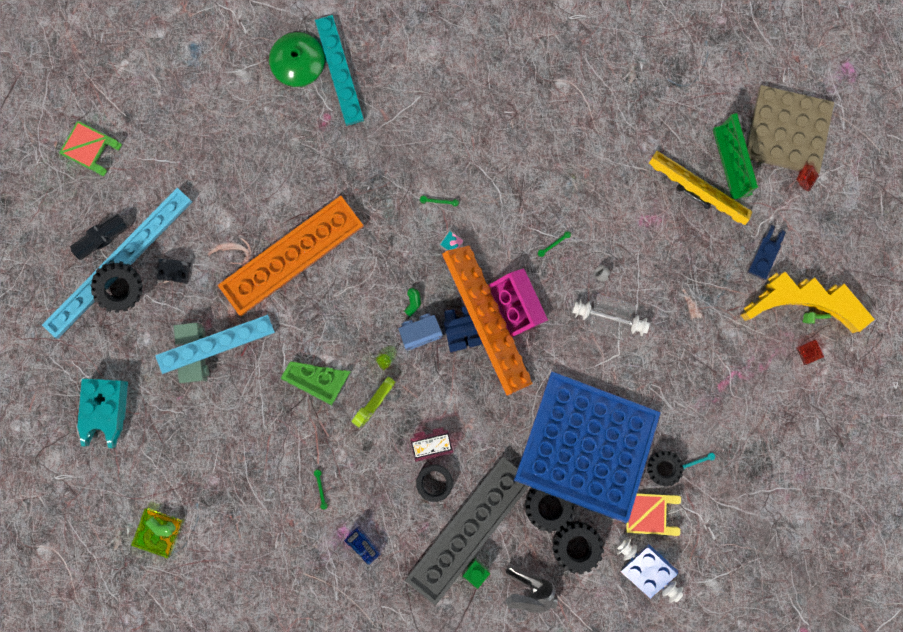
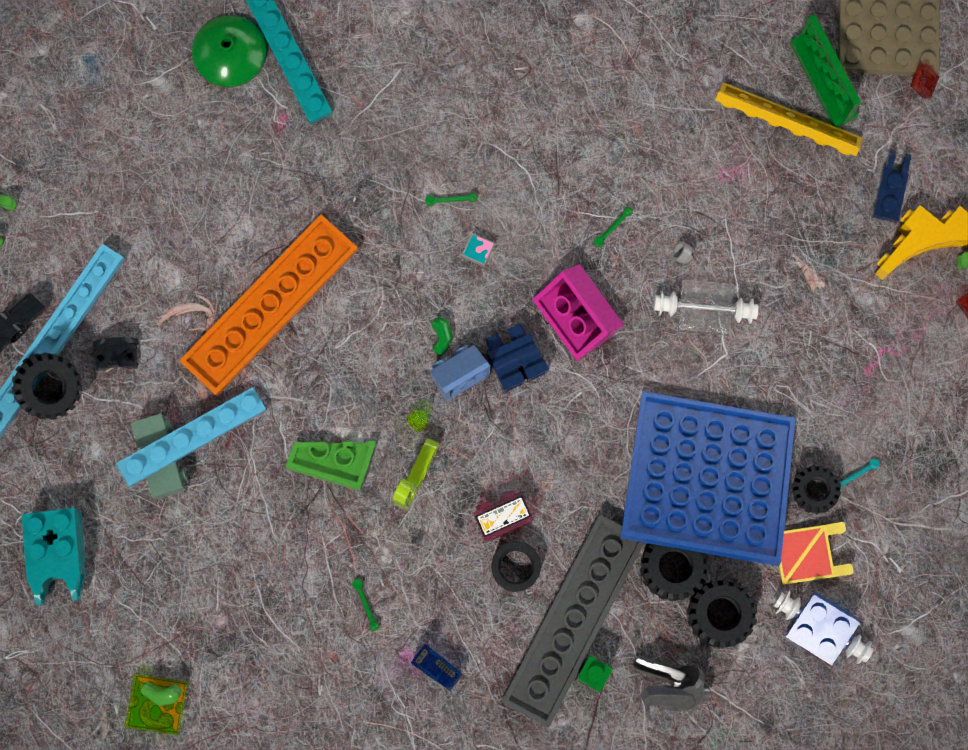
camera: 10 degrees left, 5 degrees down
(487, 319) = (545, 338): orange plate -> none
(680, 188) = (762, 125): black hinge -> none

